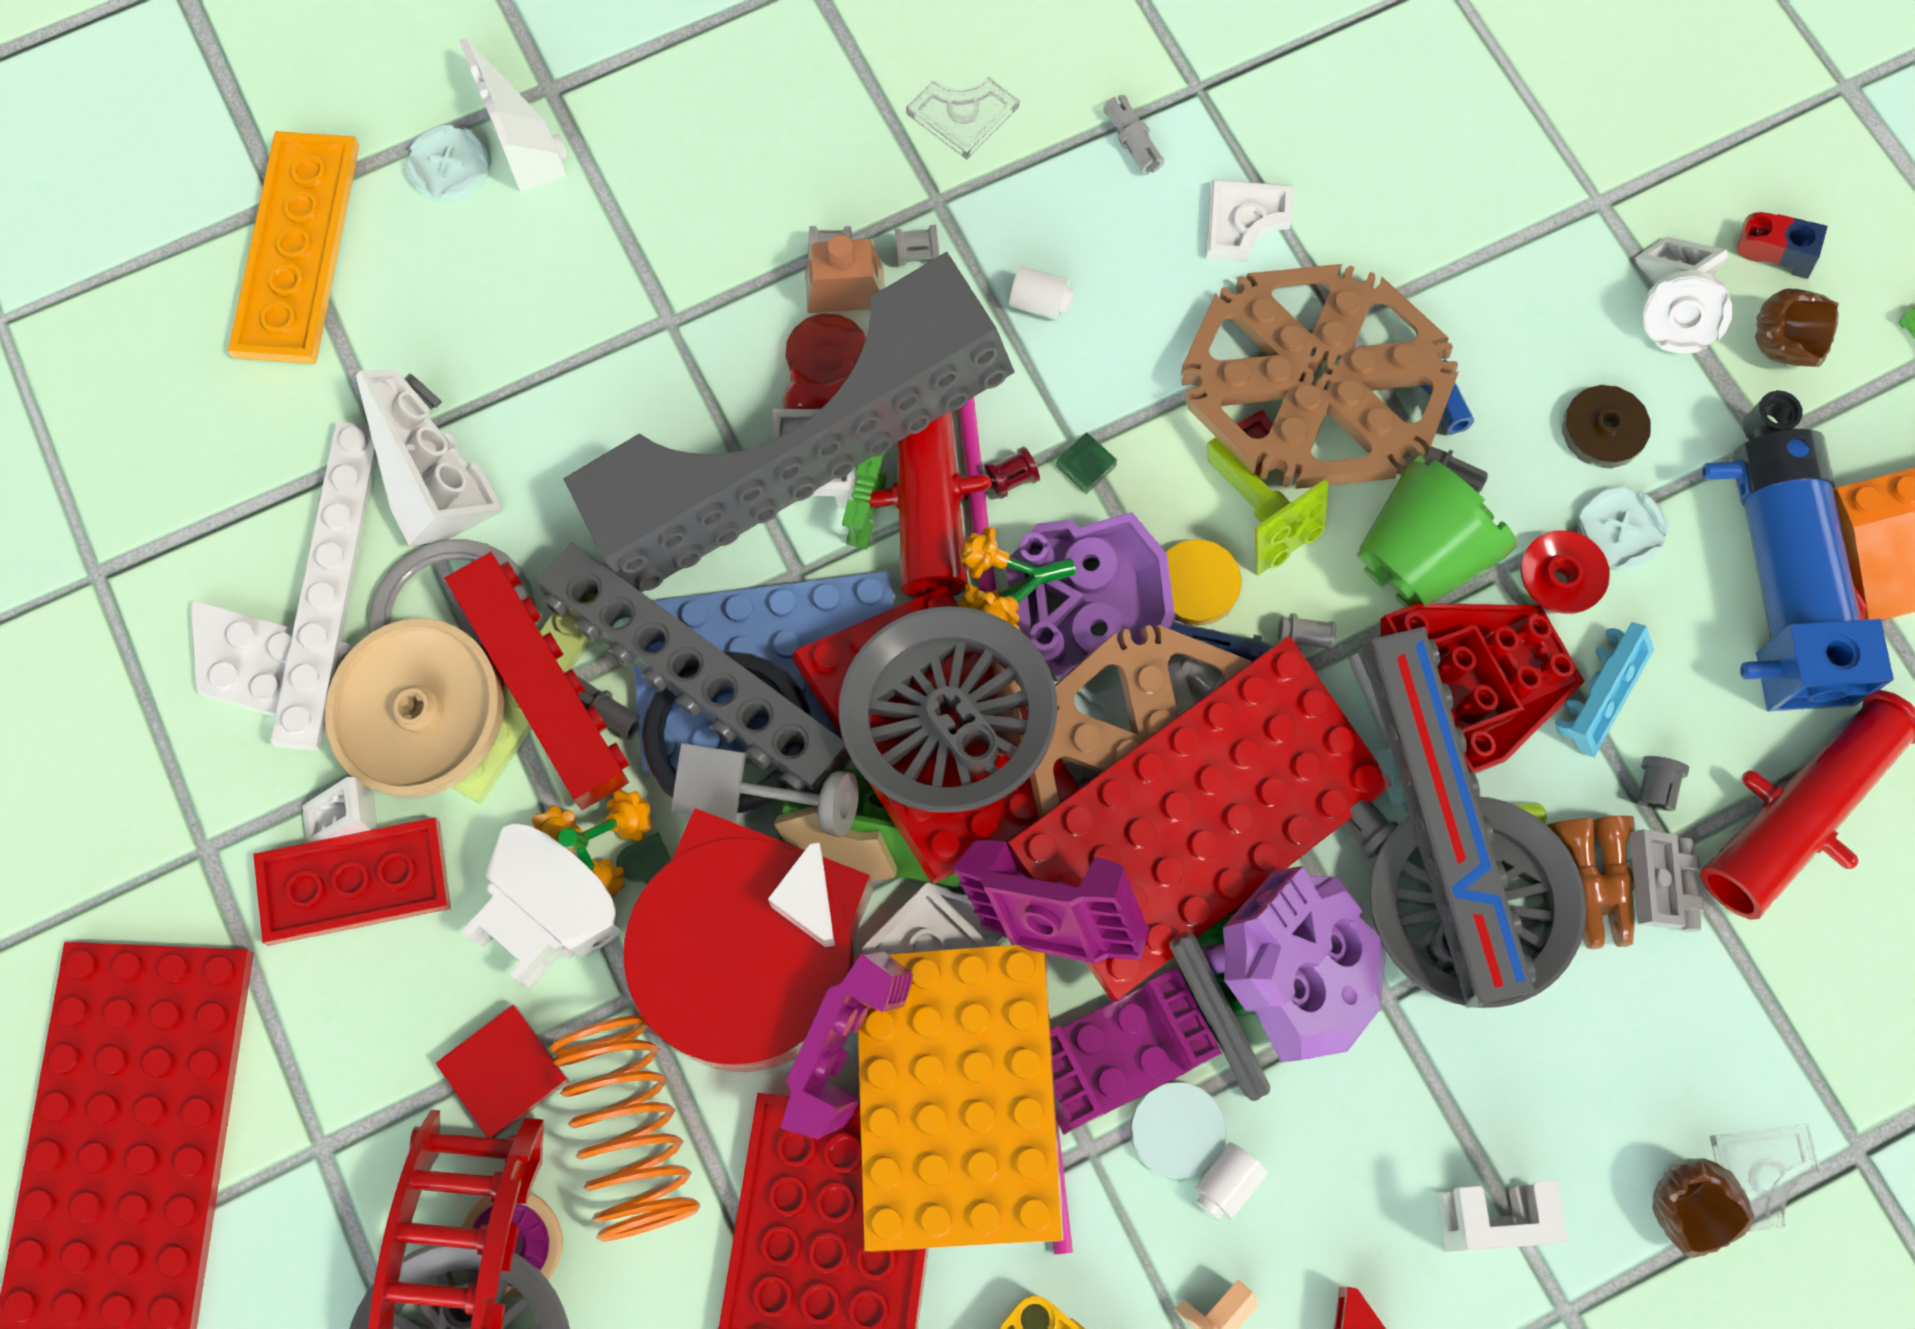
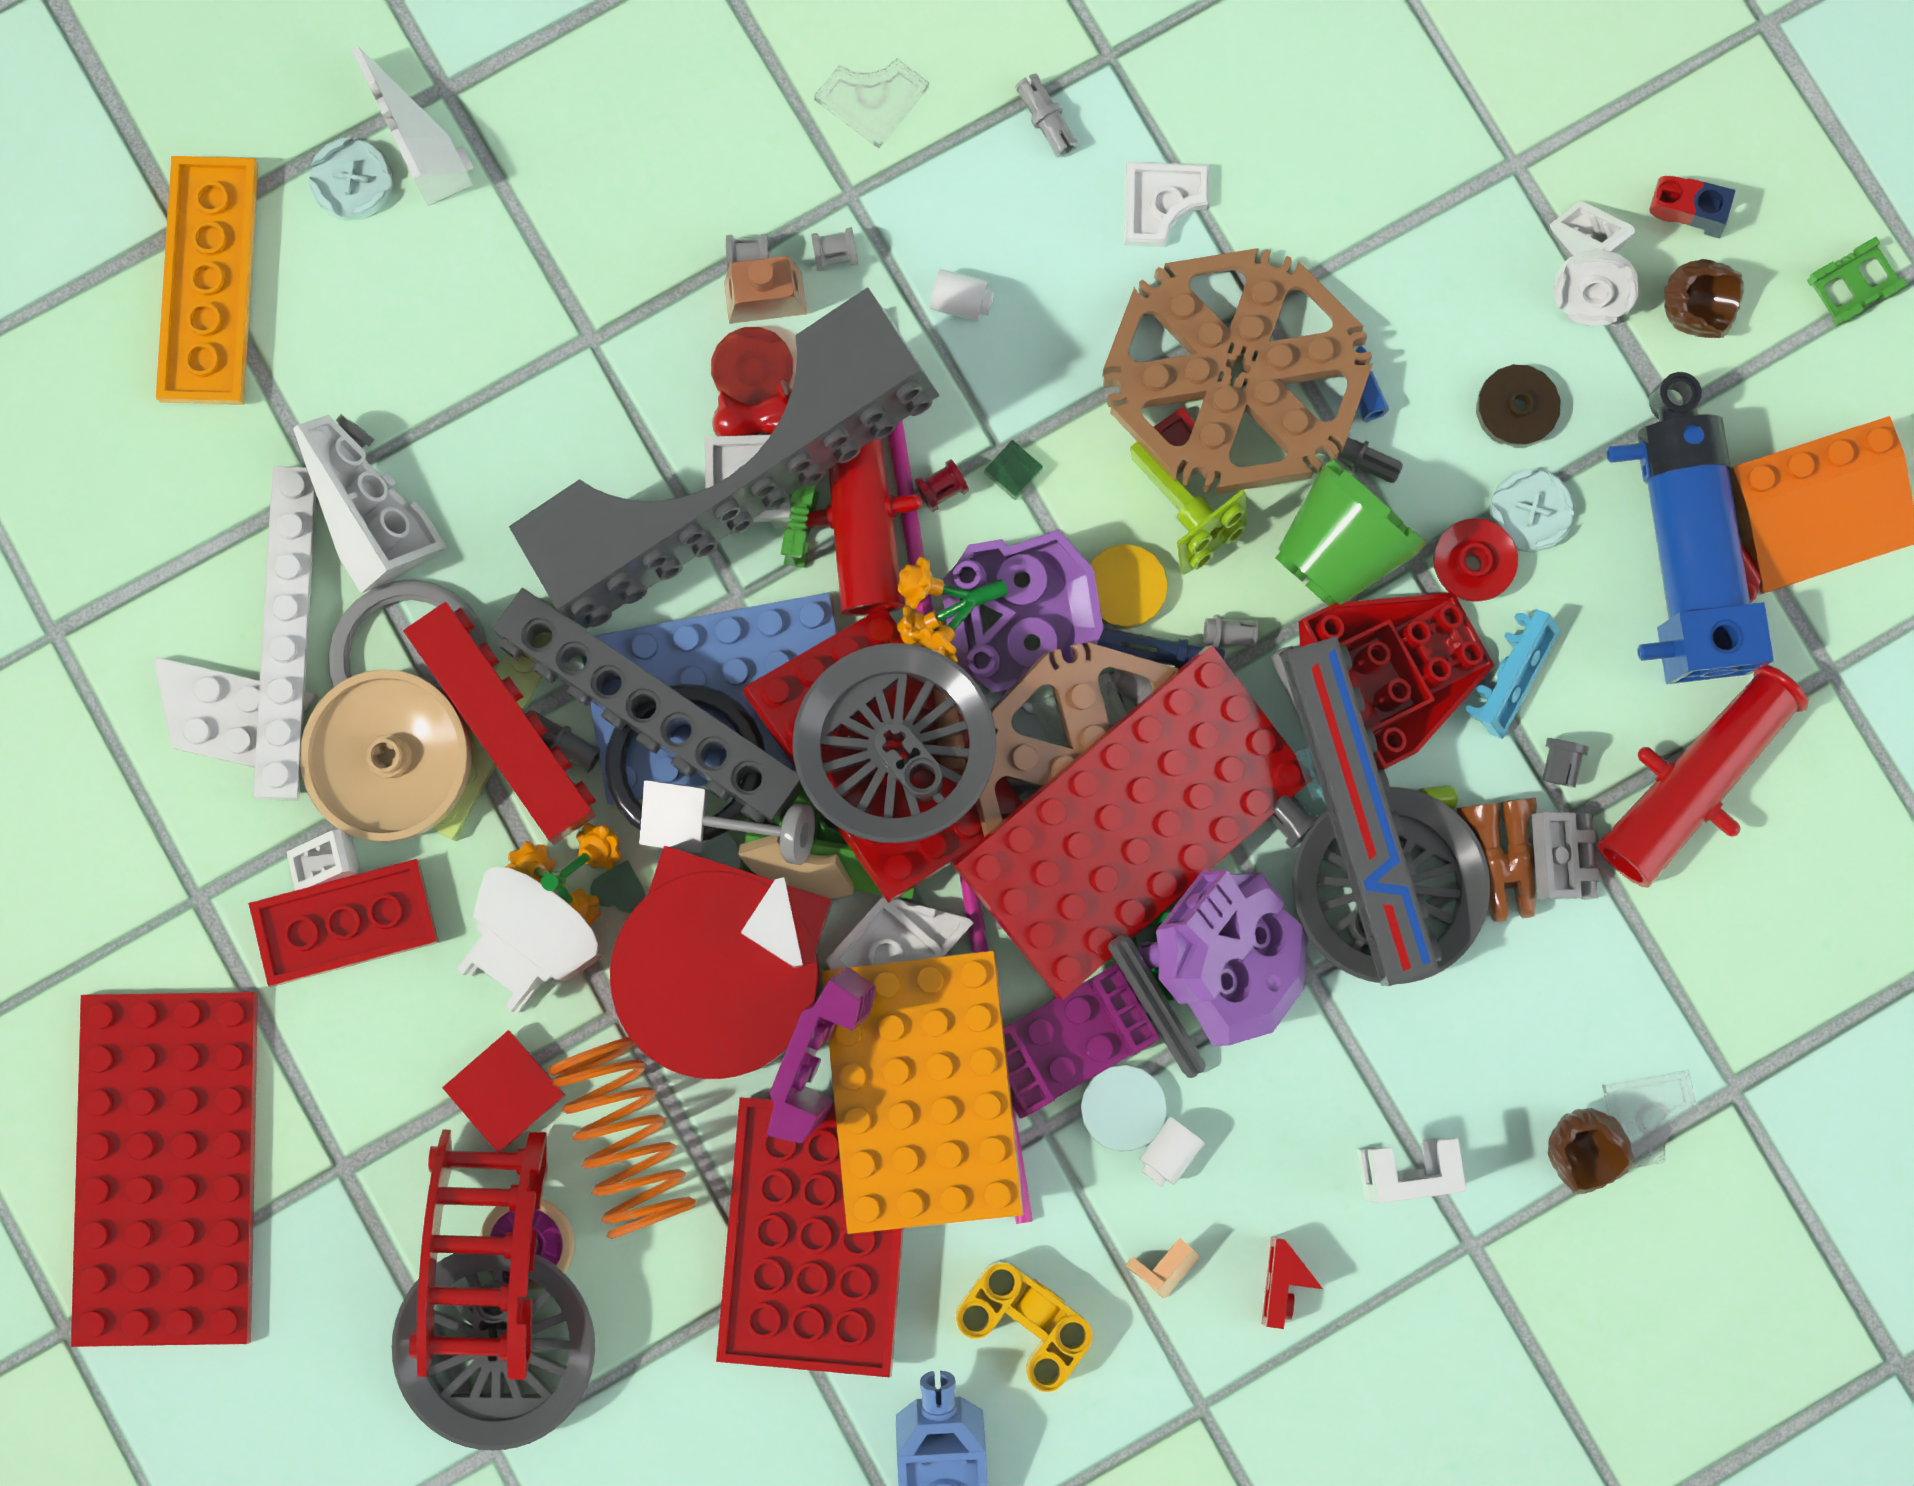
camera: 10 degrees left, 10 degrees up
(1054, 918) = (1030, 938): magenta plate -> none

